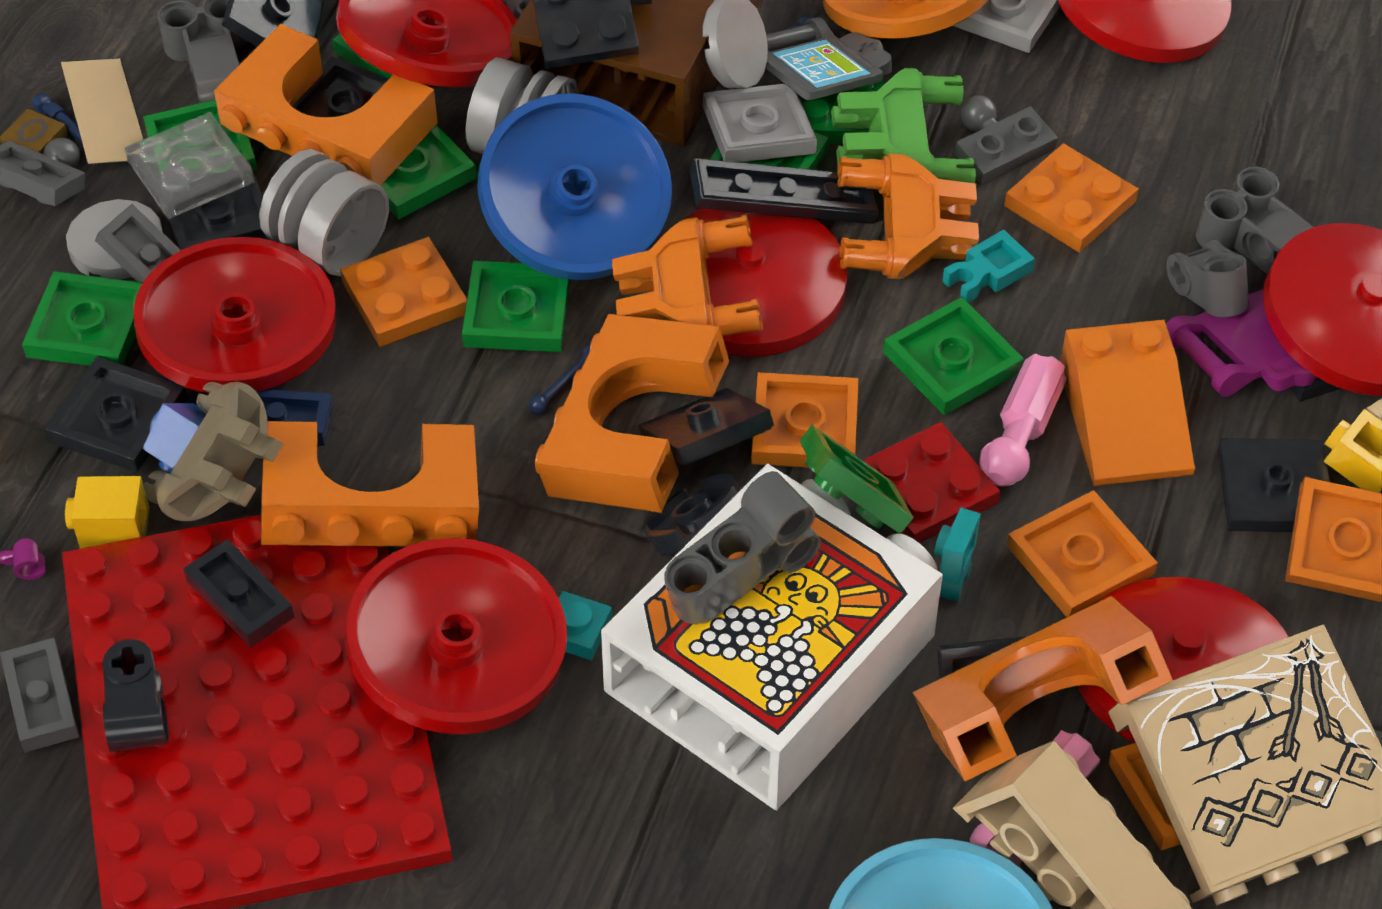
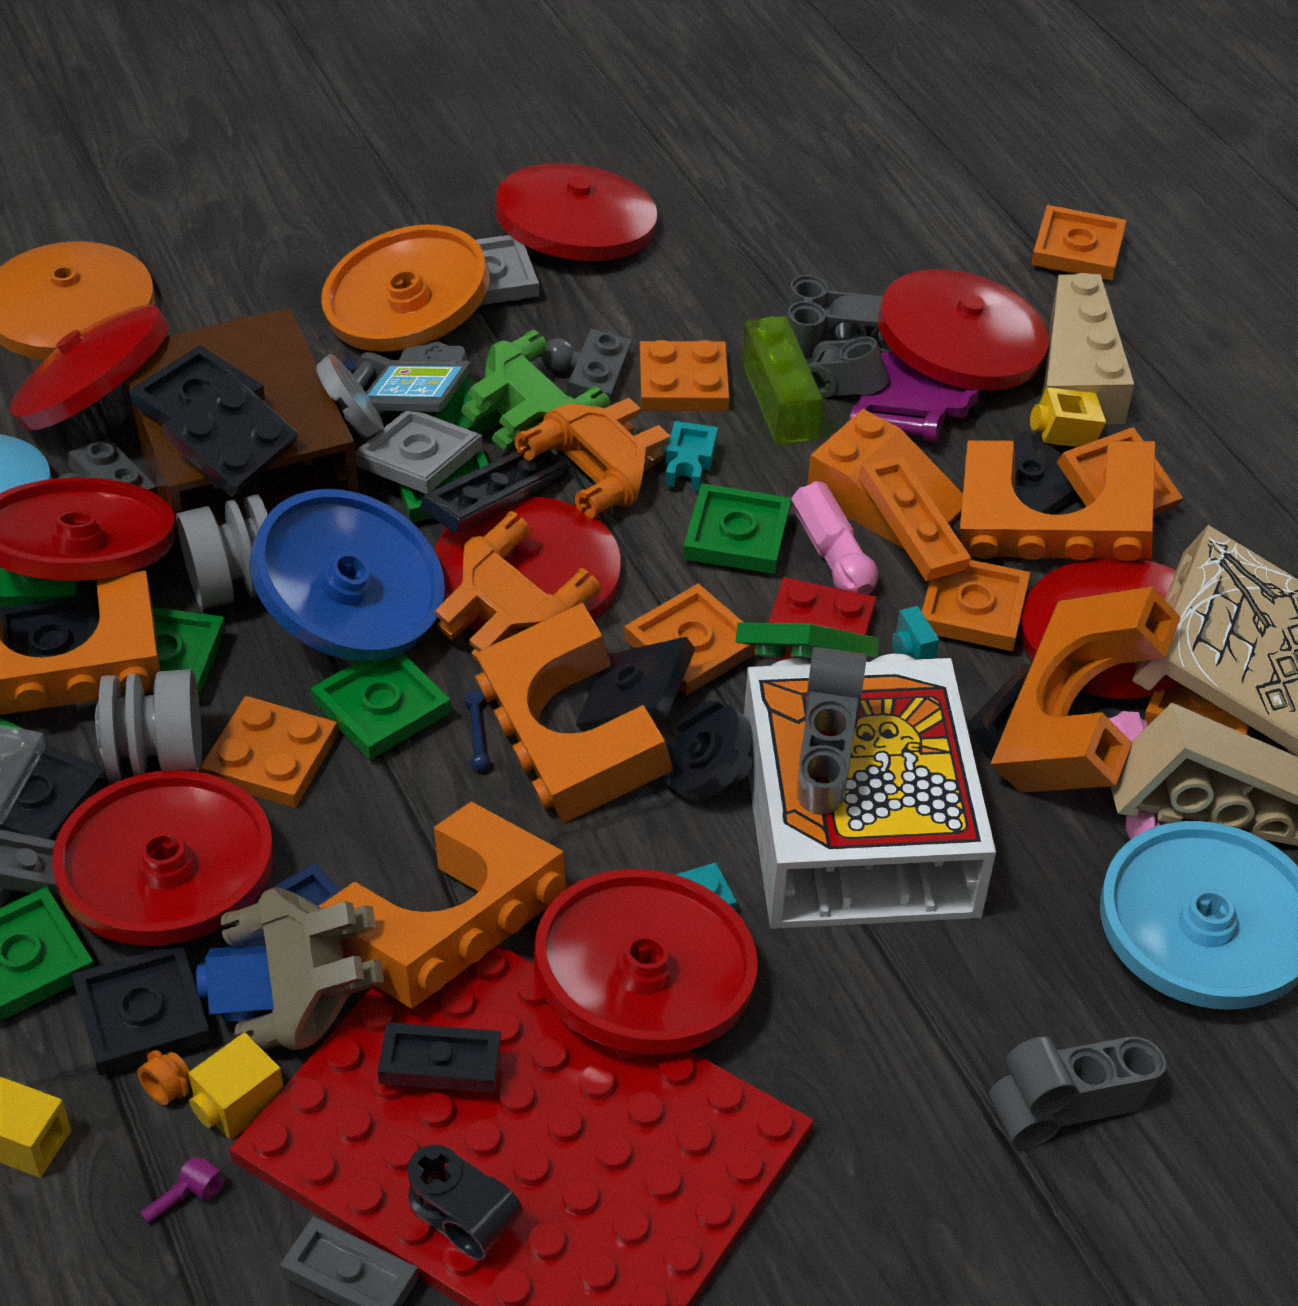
camera: 45 degrees left, 5 degrees down
(78, 465) = (164, 1077): none -> orange plate
(1091, 443) = (914, 518): none -> orange plate
(1140, 251) = (781, 380): none -> clear neon green brick
(1273, 572) = (1110, 527): none -> orange arch

